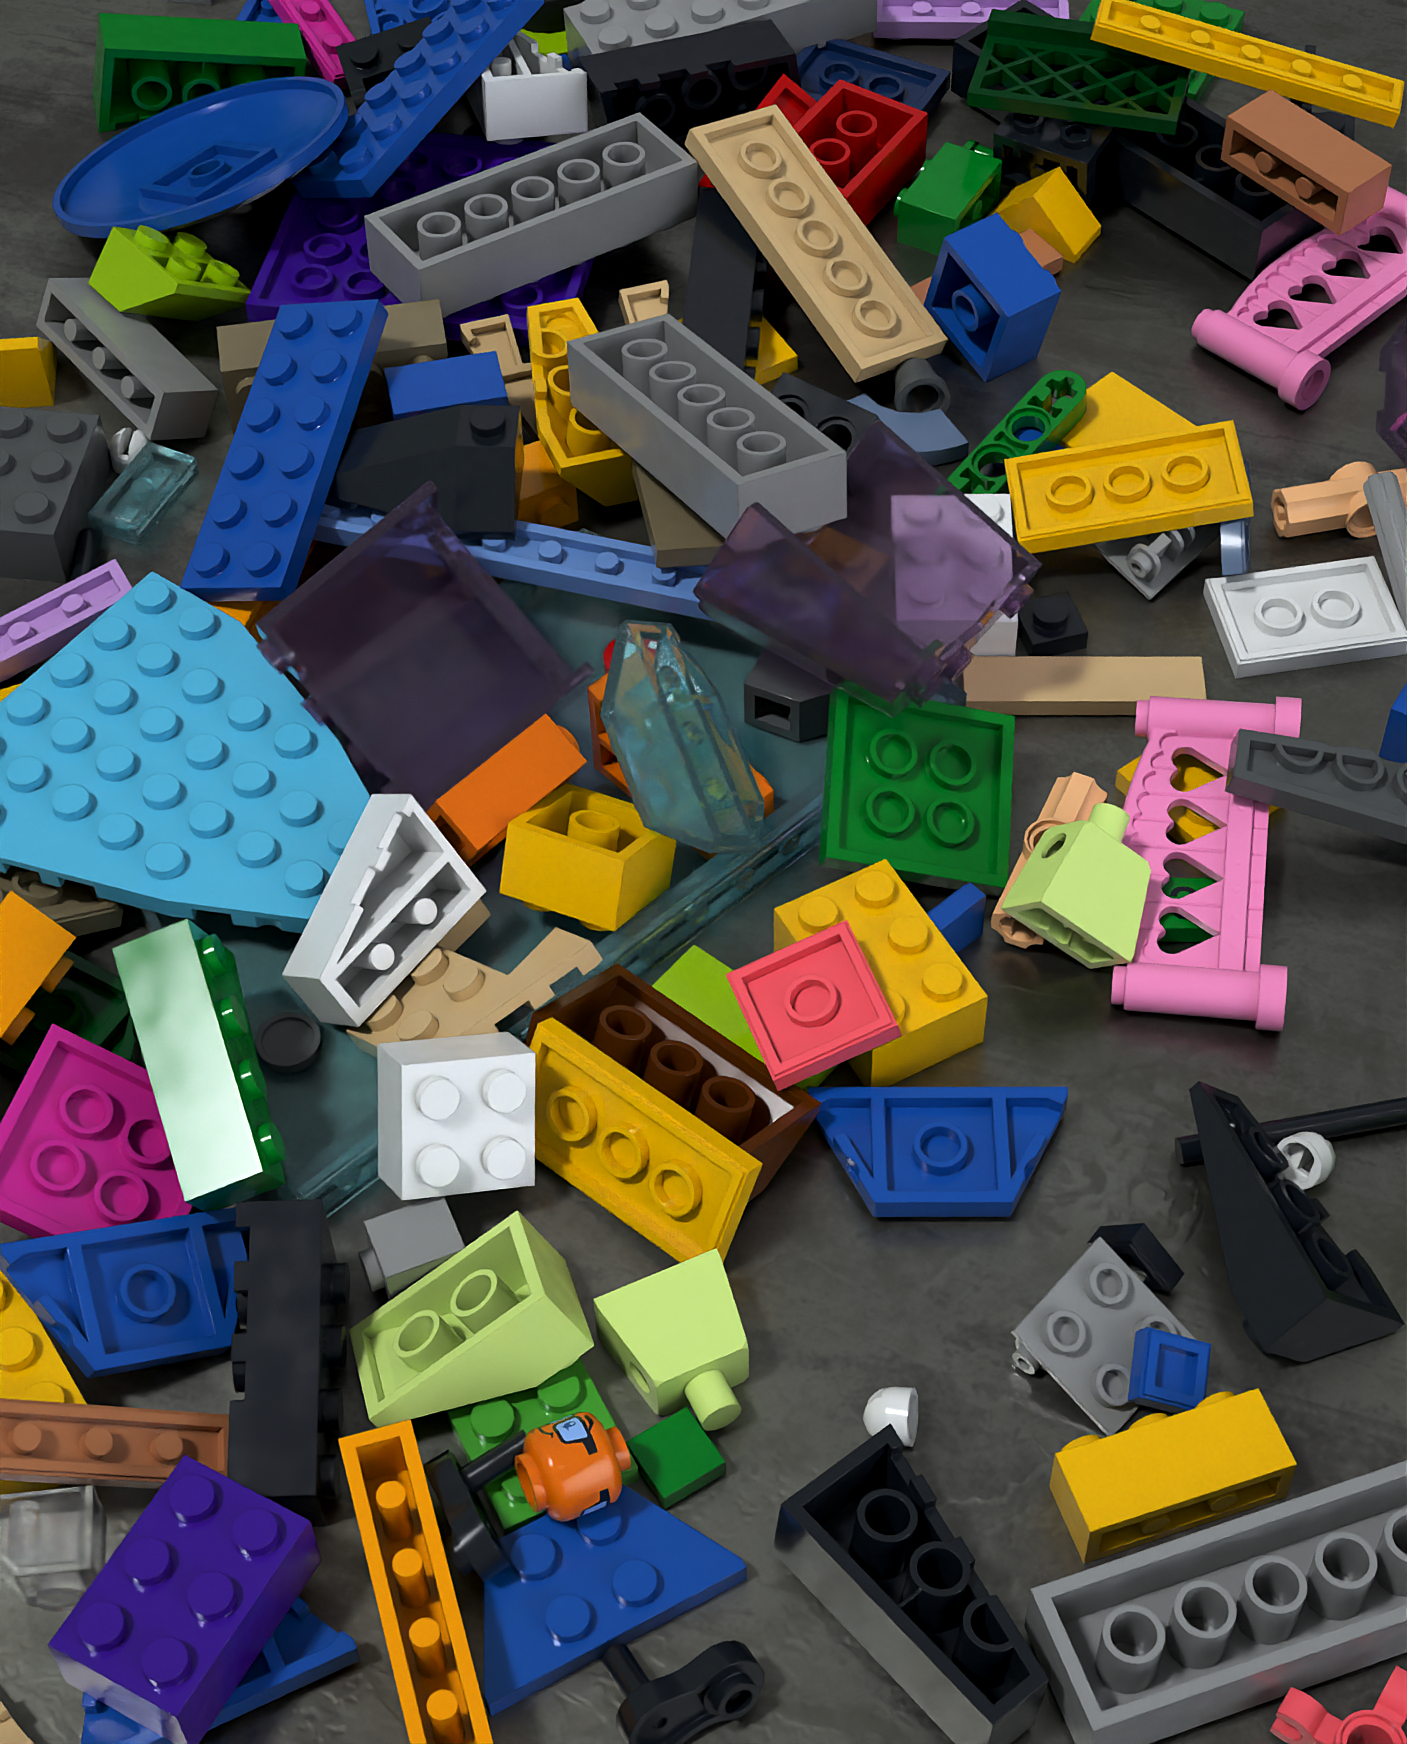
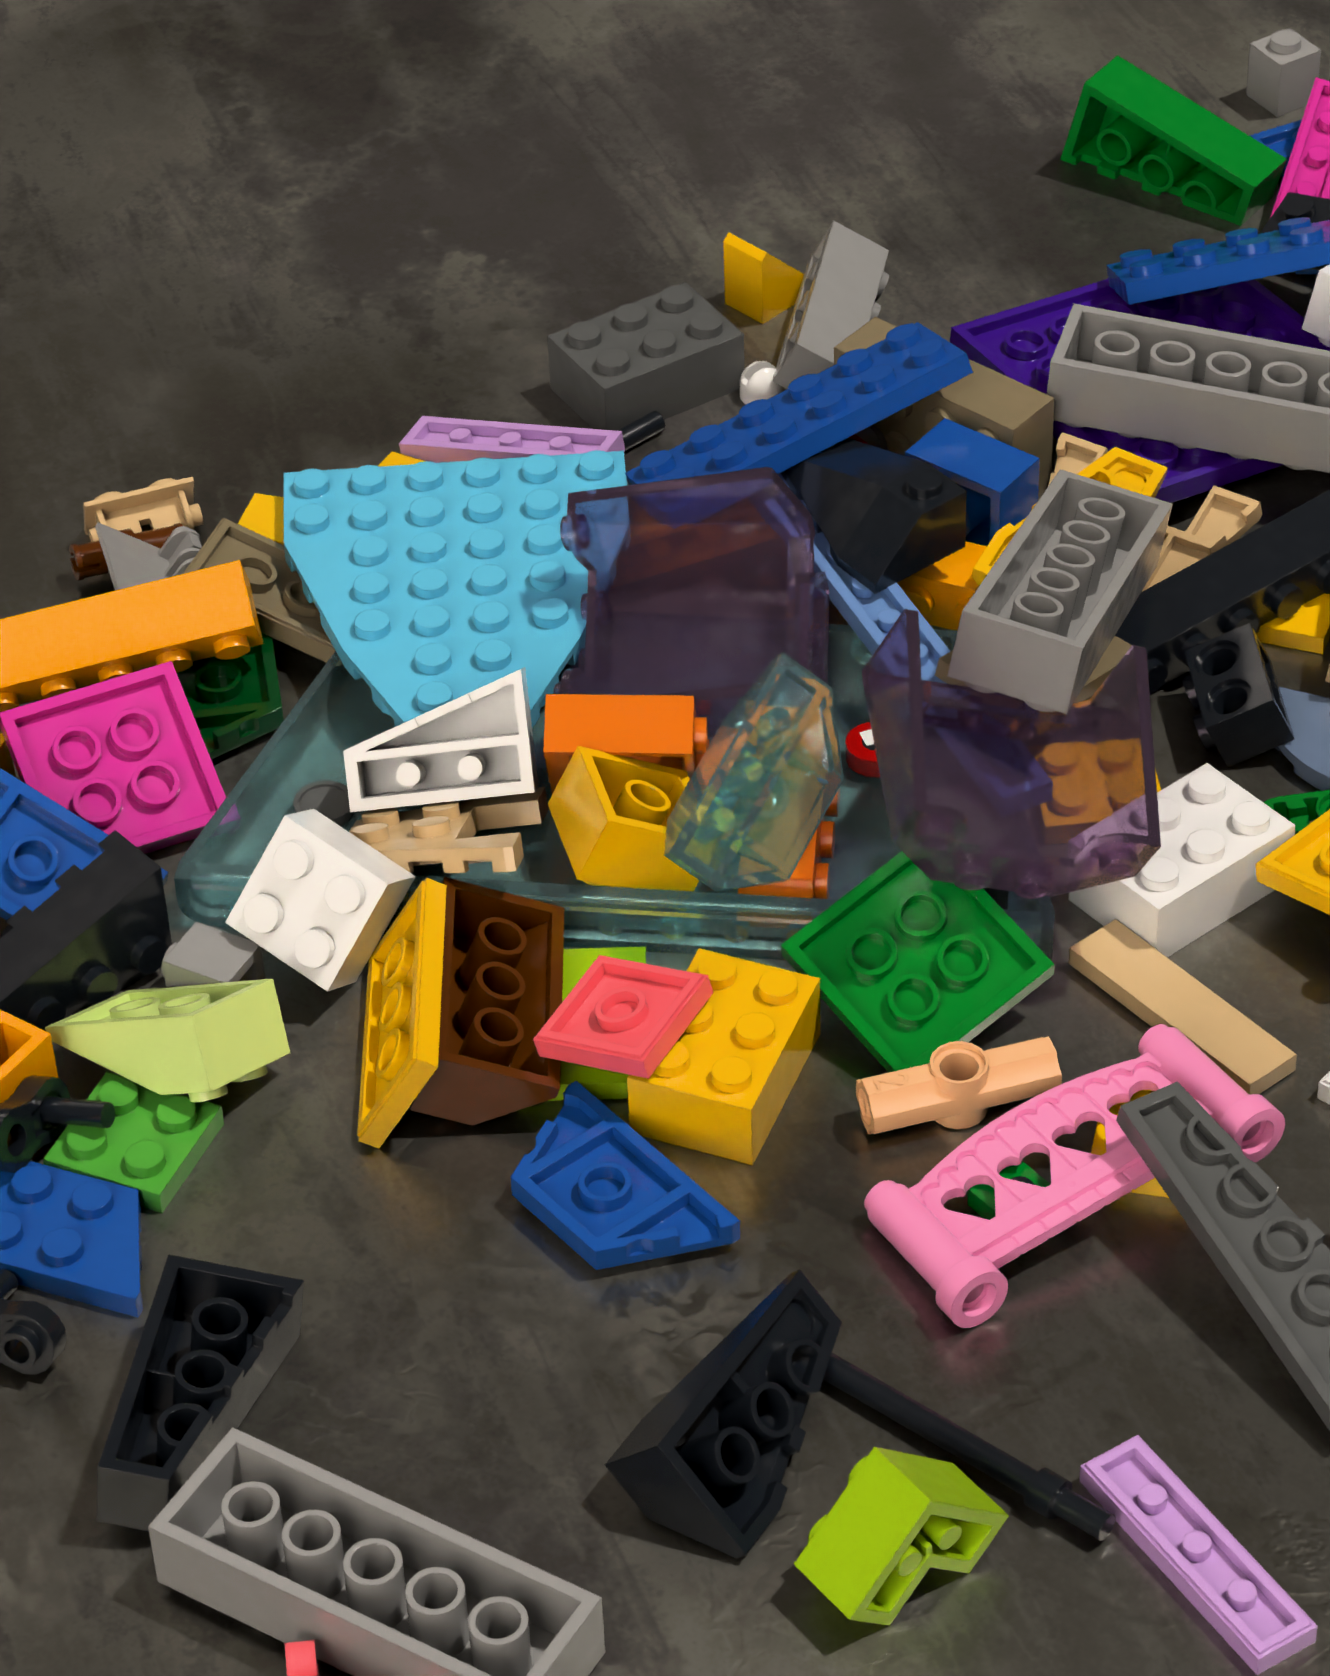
camera: 50 degrees right, 10 degrees down
(143, 493) = (713, 407): clear light blue plate -> none
(165, 276) = (920, 269): lime slope -> none
(202, 157) = (1065, 209): blue dish -> none
(202, 1064) = (219, 744): wedge -> none
(572, 1466) = (102, 1141): orange head -> none
(676, 1457) = (192, 1214): green tile -> none
(679, 1339) = (287, 1149): yellowish green torso -> none
(896, 1407) = (349, 1302): white hinge -> none
(960, 916) = (826, 1070): blue tile -> none
(1051, 626) = (1223, 952): black plate -> none
(1084, 889) = (925, 1100): yellowish green torso -> none
(1088, 1331) = (531, 1376): light grey hinge -> none
(1142, 1253) = (629, 1359): black tile -> none
(1168, 1371) = (538, 1431): blue tile -> none
(1171, 1473) = (448, 1474): yellow brick -> none
(1299, 1151) = (838, 1405): white hinge -> none

